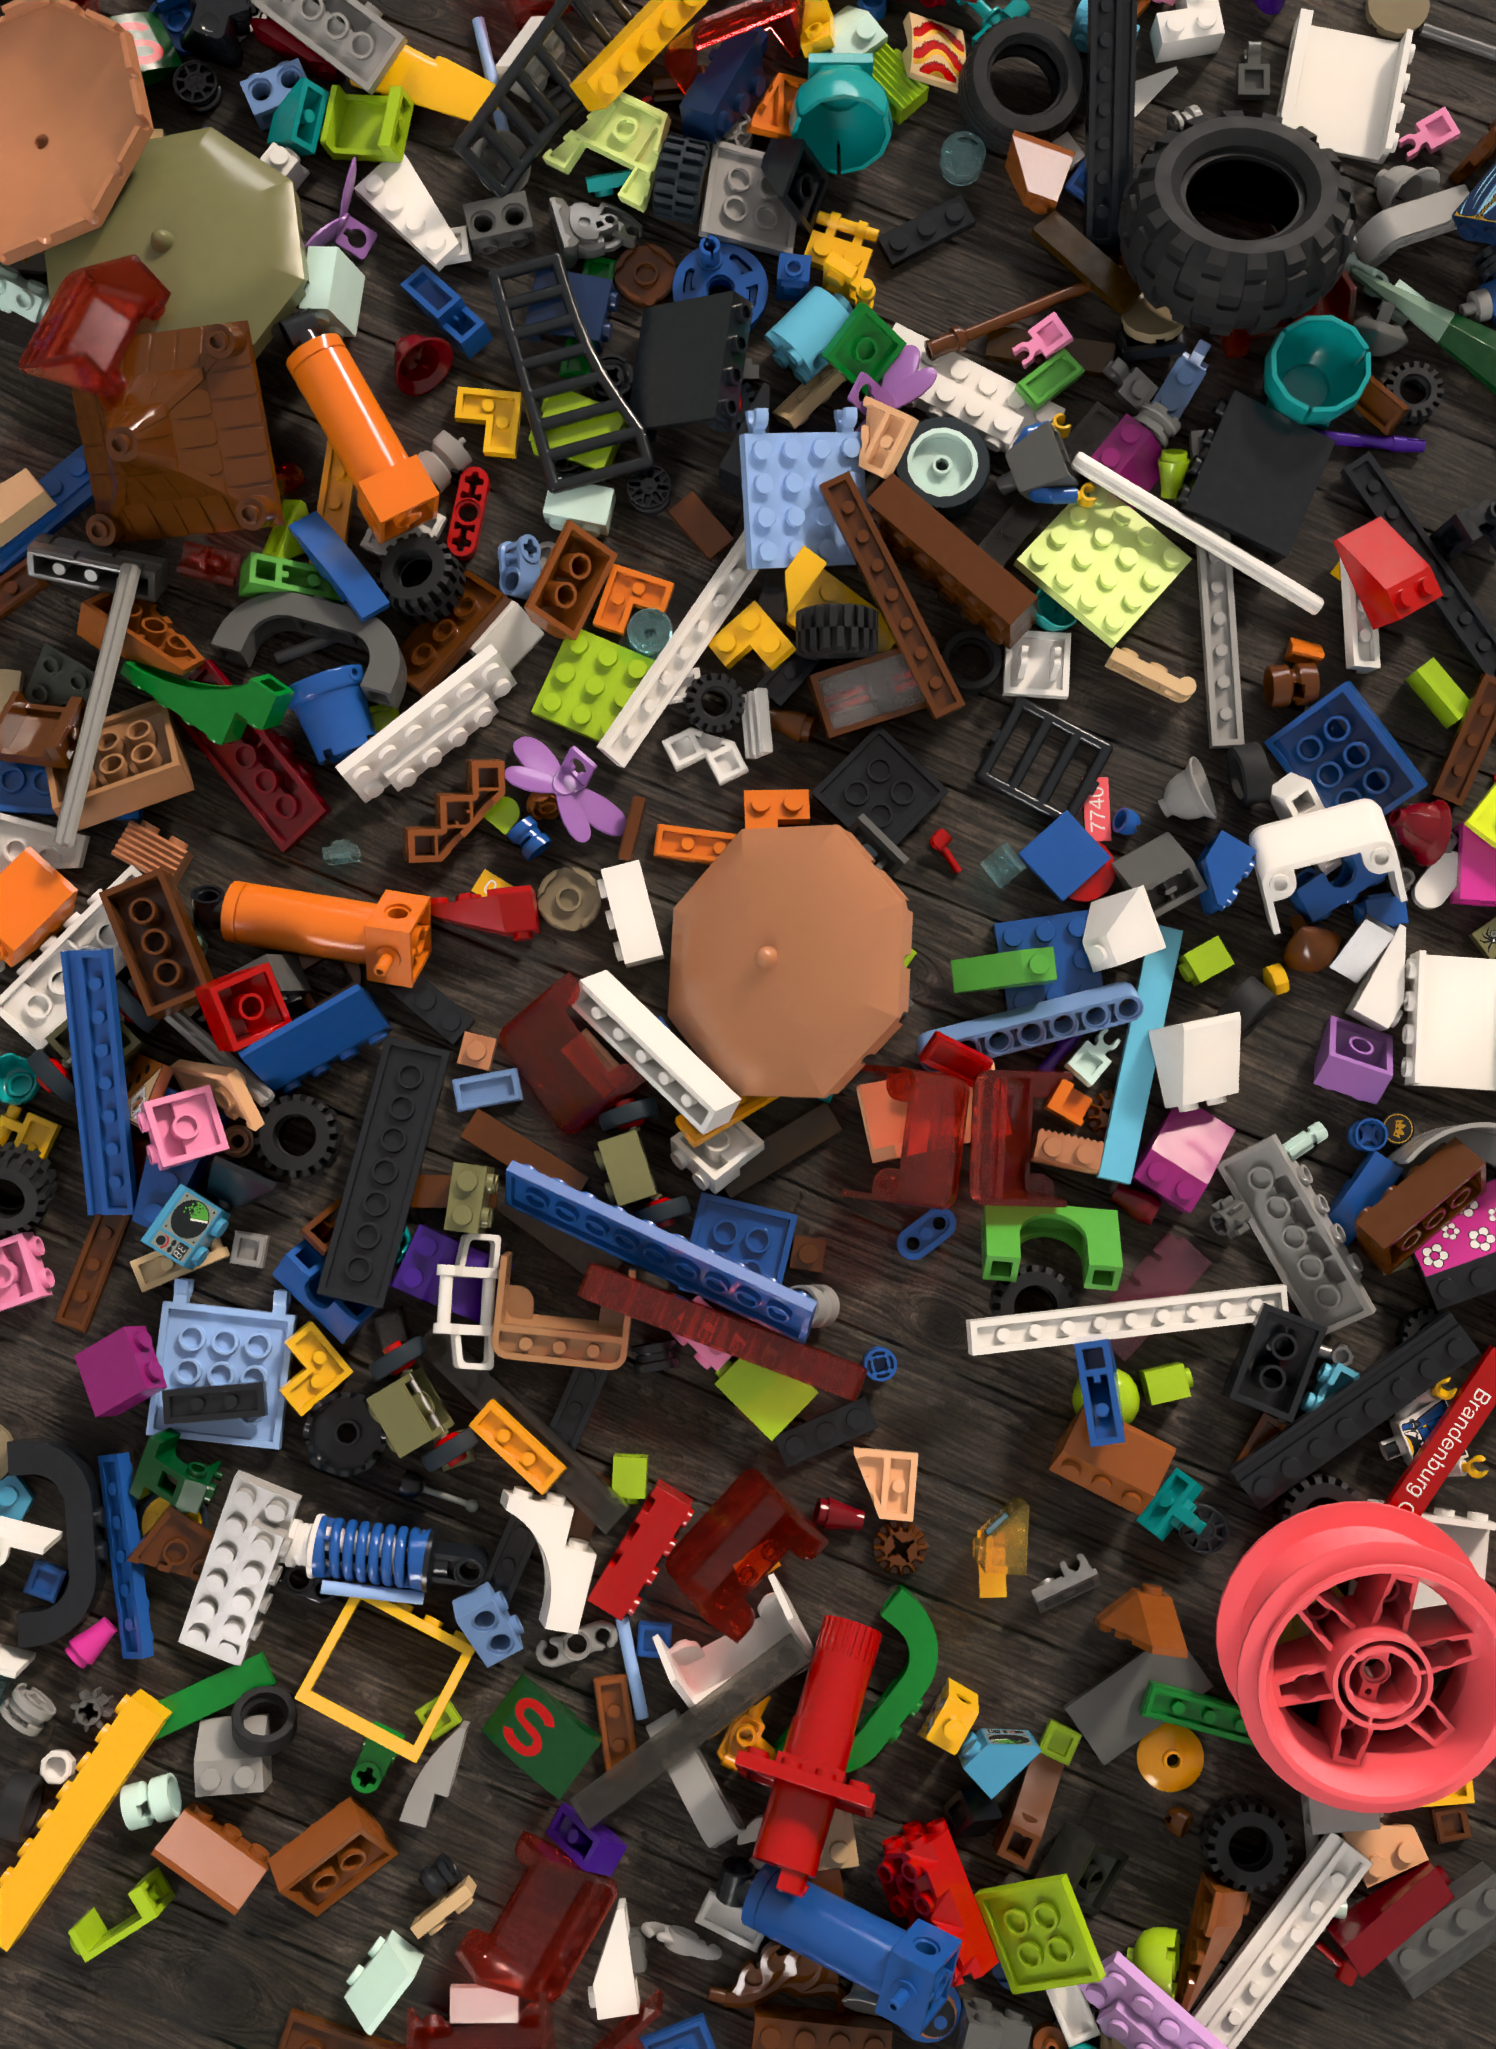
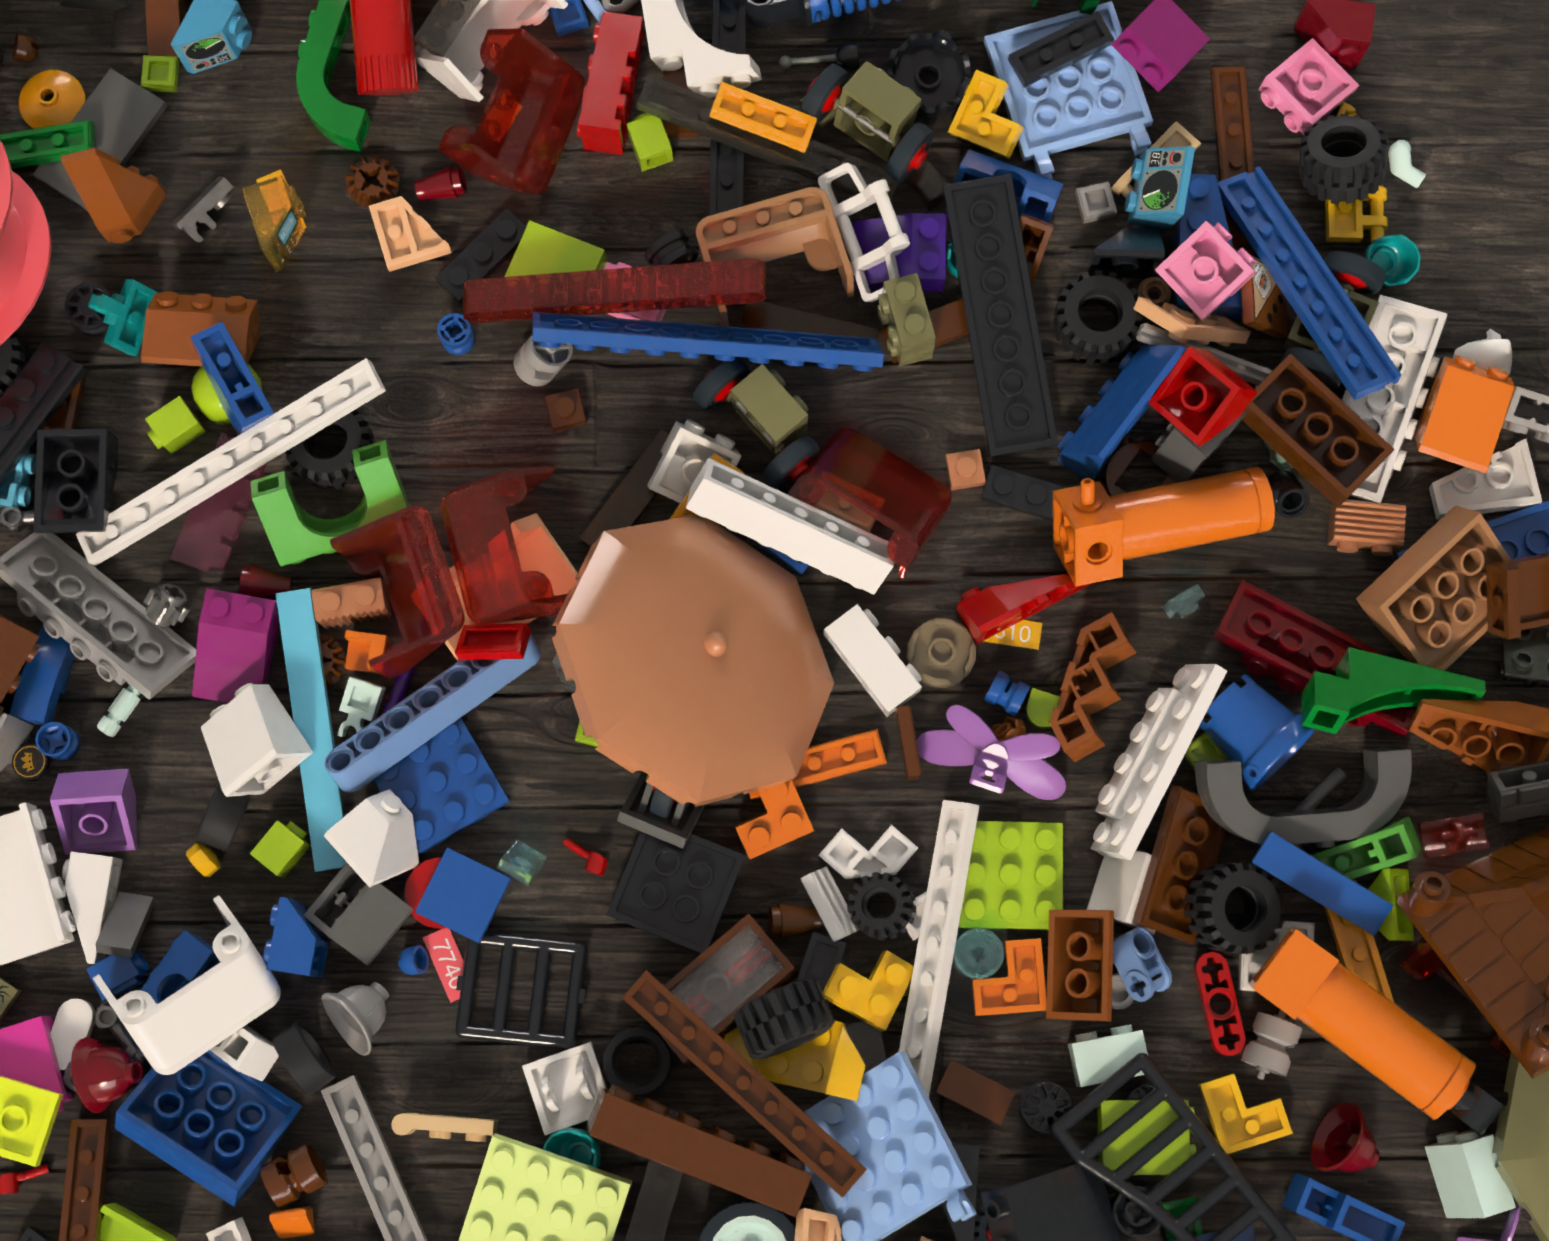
camera: 160 degrees right, 5 degrees down
(97, 706) = (1489, 634): light grey axle -> none
(487, 1090) = (939, 437): medium blue tile -> none
(509, 1145) = (876, 390): reddish brown tile -> none
(744, 1234) = (631, 392): blue plate -> none
(926, 1233) = (455, 471): blue plate -> none
(950, 1717) = (267, 43): yellow torso -> none
(1004, 970) = (478, 751): bright green slope -> none
(1310, 947) = (179, 904): reddish brown piece -> none

